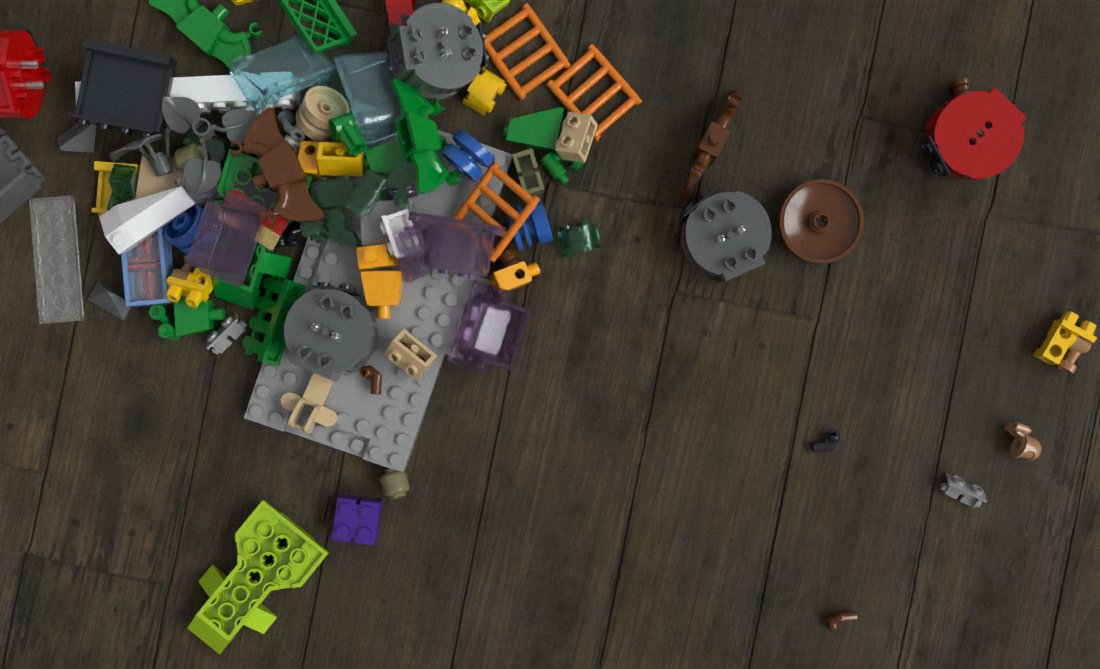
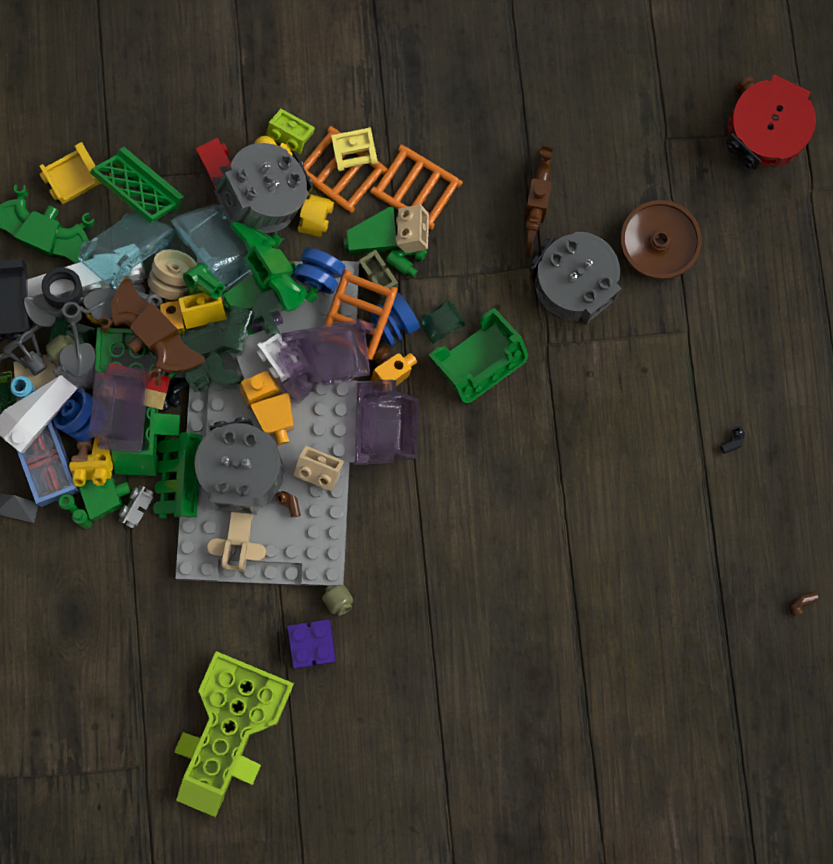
camera: 15 degrees left, 10 degrees down
(141, 186) = (19, 383): none -> medium azure brick
(203, 81) = (56, 274): none -> black tyre
(542, 28) = (351, 143): none -> light yellow plate
(605, 287) = (481, 358): none -> green windscreen

